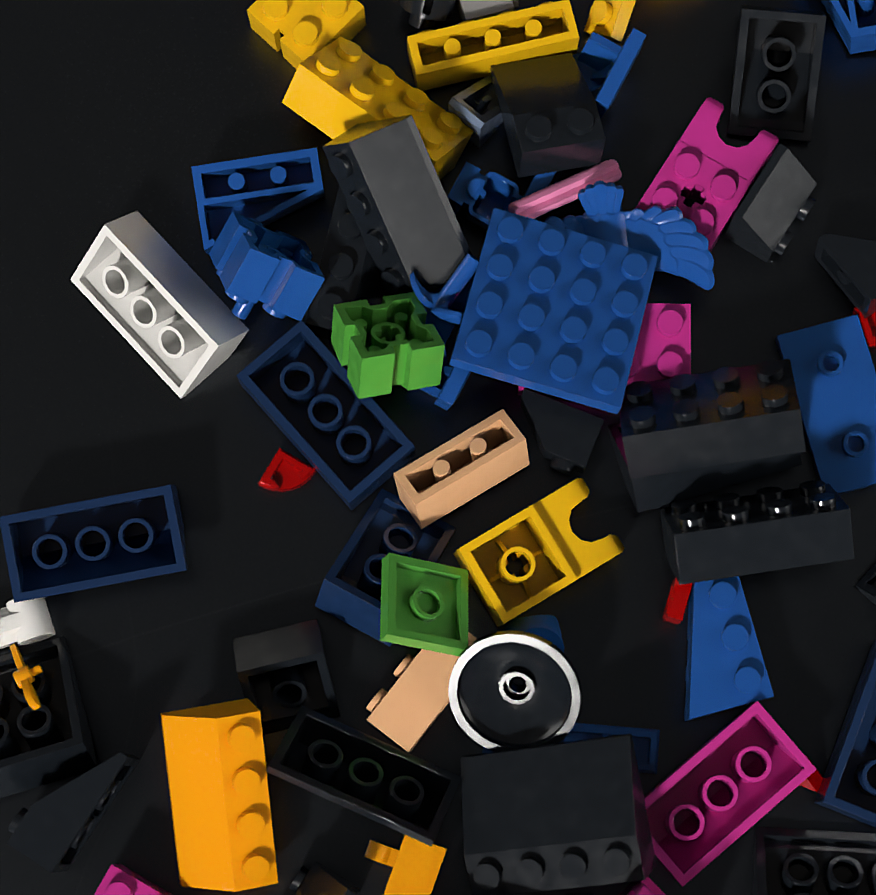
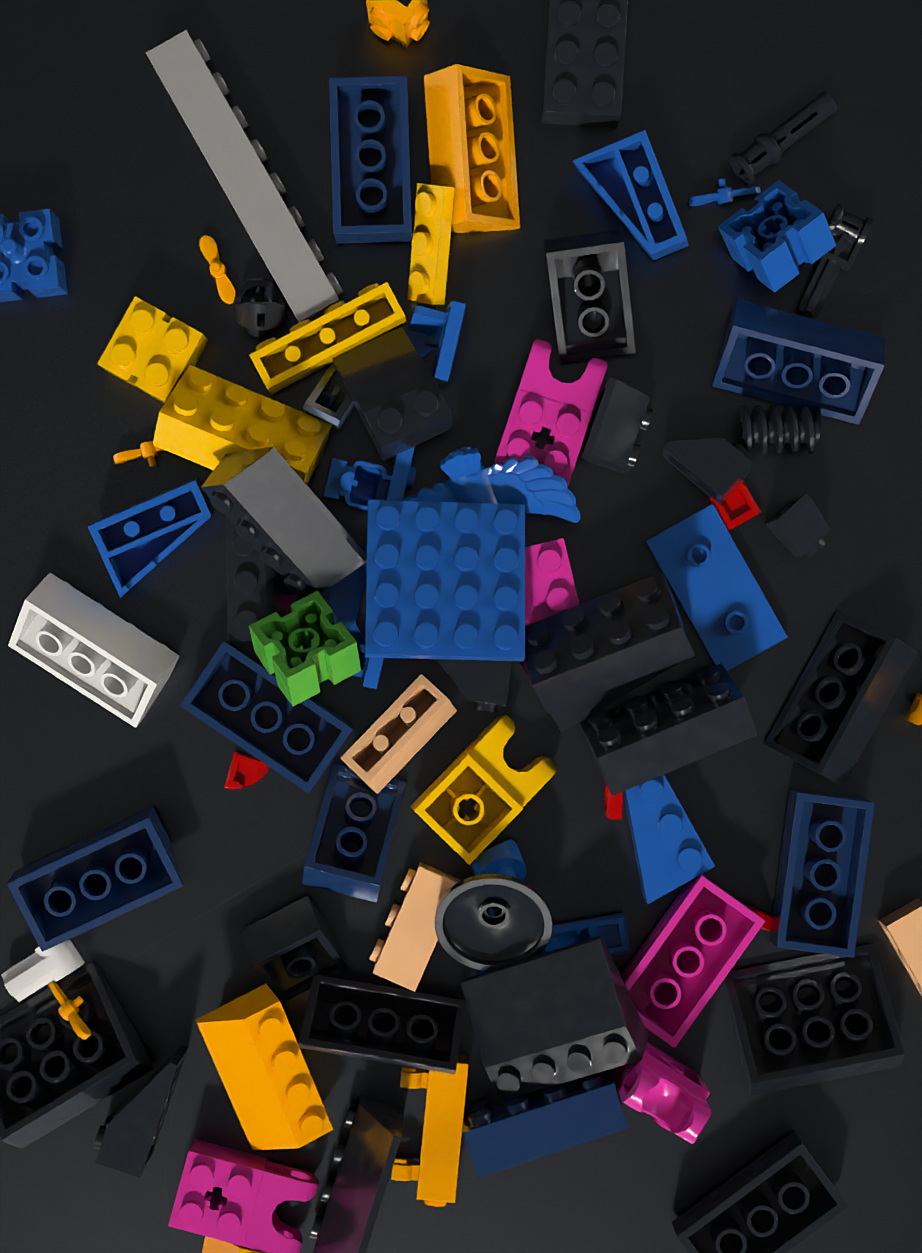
camera: 15 degrees left, 10 degrees up
(265, 268) = (179, 602): blue brick -> none
(272, 117) = (147, 451): none -> light orange piece
(424, 604) = (396, 868): bright green plate -> none
(443, 301) = (350, 596): blue plant -> none
(564, 190) = (427, 461): bright pink axle -> none

